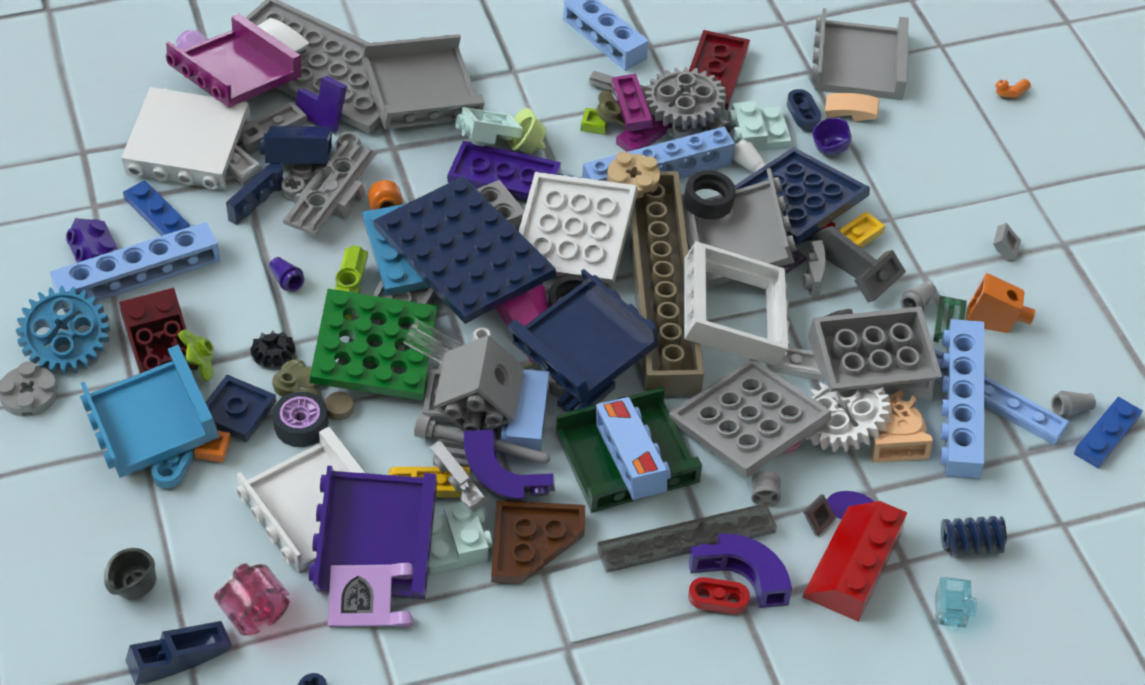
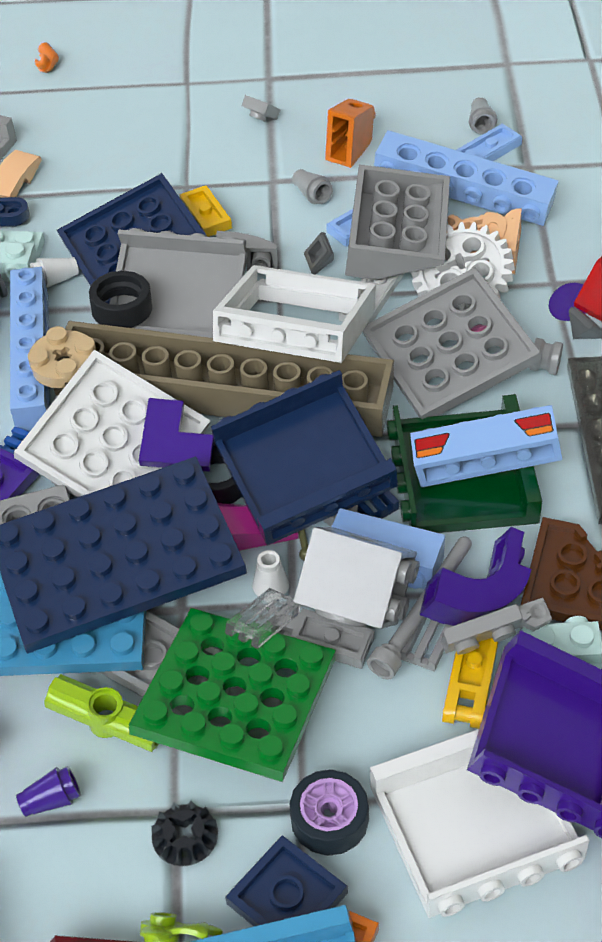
camera: 70 degrees left, 0 degrees up
(293, 378) = (253, 807): olive plate -> none
(339, 405) = (311, 758): dark tan tile -> none
(576, 253) = (165, 443): none -> dark purple tile
(832, 136) = (57, 195): dark purple hair -> none
(871, 275) = (256, 213): dark grey piece -> none
(952, 302) = (339, 172): clear green tile -> none
(1108, 432) = (517, 105): blue plate -> none

